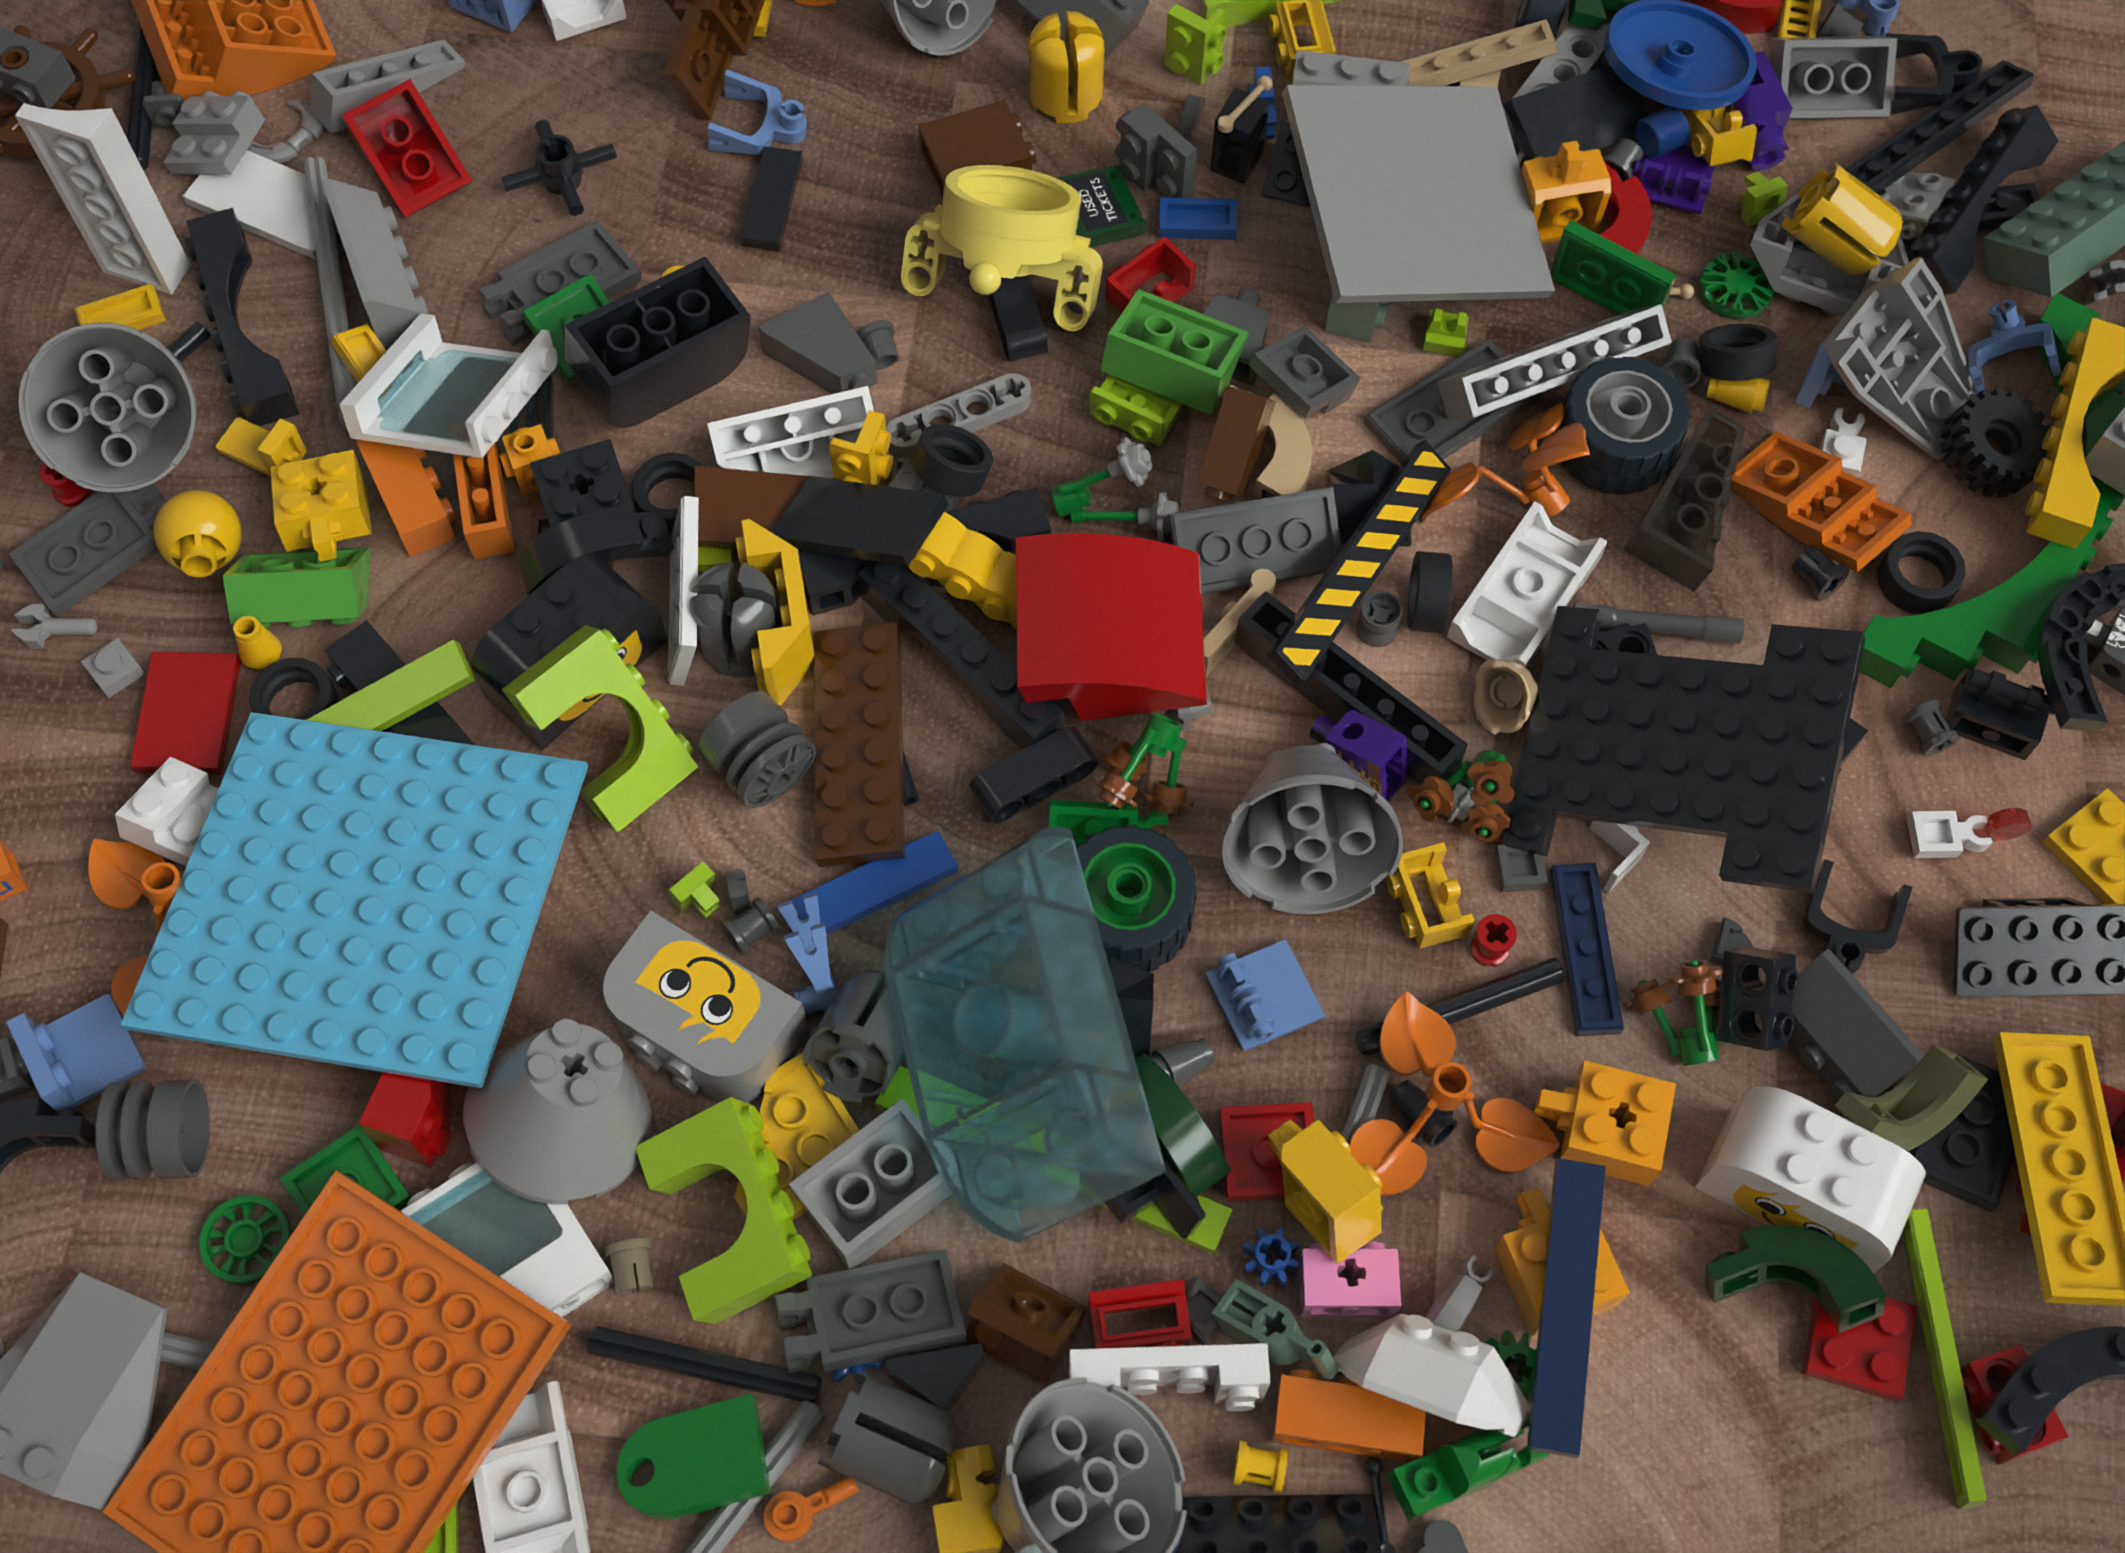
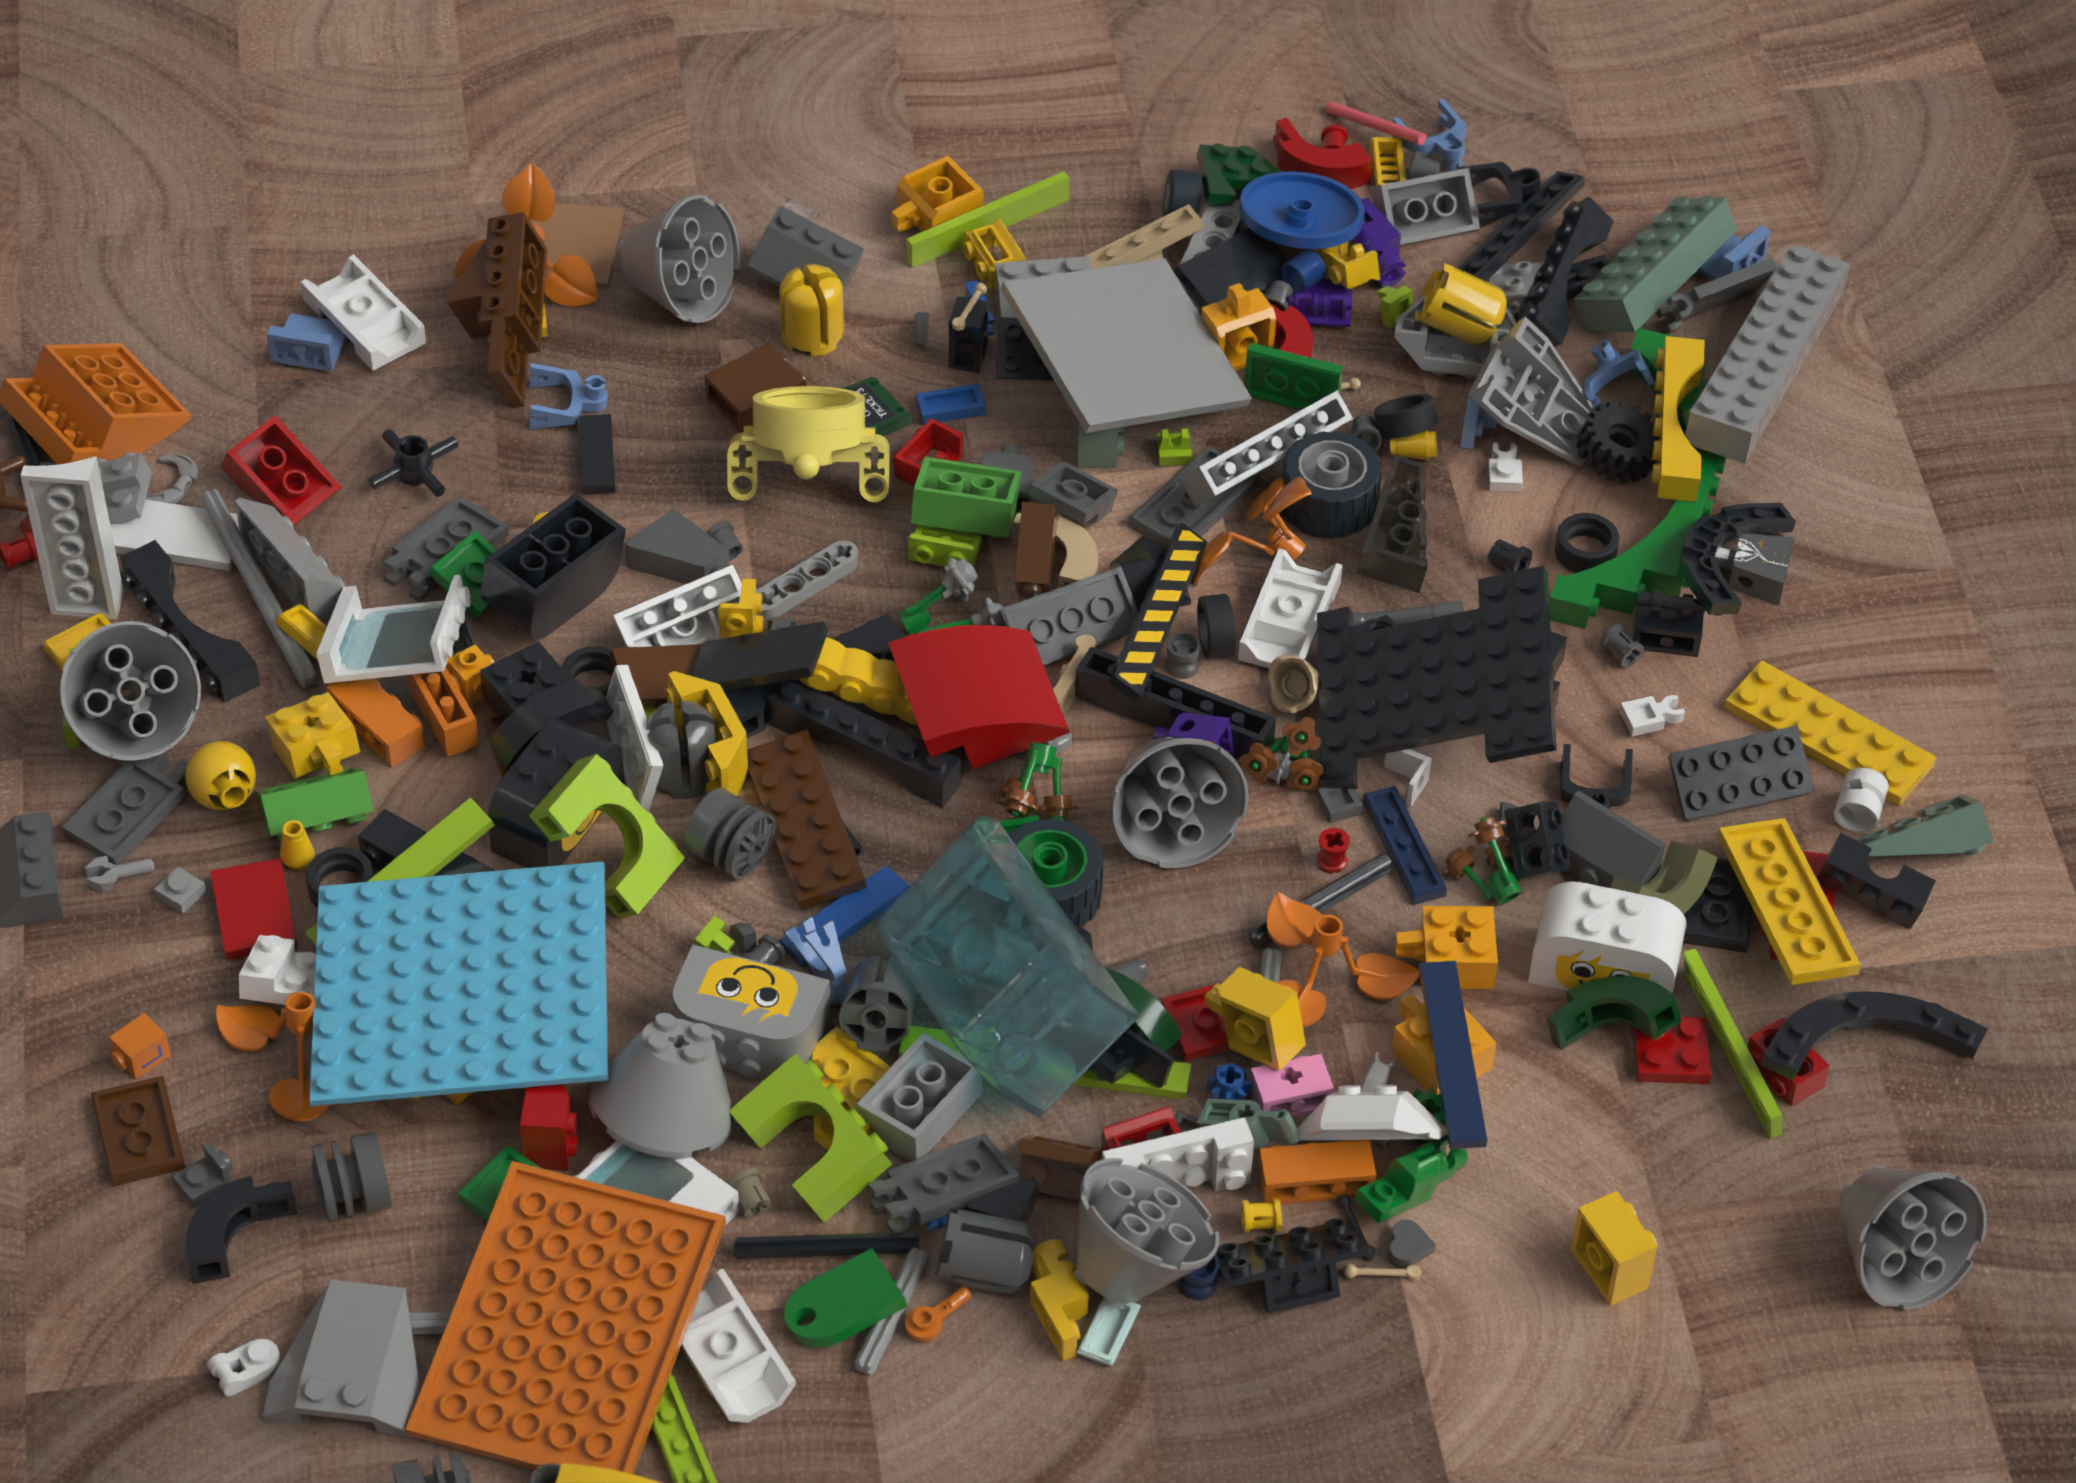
camera: 15 degrees left, 15 degrees down
(63, 489) = (90, 770): red bush -> none
(77, 1053) = (264, 1148): medium blue bracket -> none
(243, 1239) = (443, 1243): green wheel -> none
(261, 447) = (242, 712): yellow bracket -> none
(352, 84) = (217, 434): light grey slope -> none
(945, 475) = (813, 604): black tyre -> none
(1018, 319) = (827, 500): black beam -> none
(1033, 774) = (948, 813): black beam -> none
(1155, 153) = (904, 360): dark grey plate -> none
(1194, 43) = (909, 274): lime bracket -> none
(1264, 994) = (1170, 923): medium blue hinge -> none
(1410, 1102) = (1326, 977): black cone -> none
(1443, 892) = (1267, 811): yellow window -> none
(1735, 286) = (1392, 372): green wheel -> none
(1817, 501) = (1493, 509): orange slope -> none
(2007, 824) = (1694, 698): clear red tile -> none

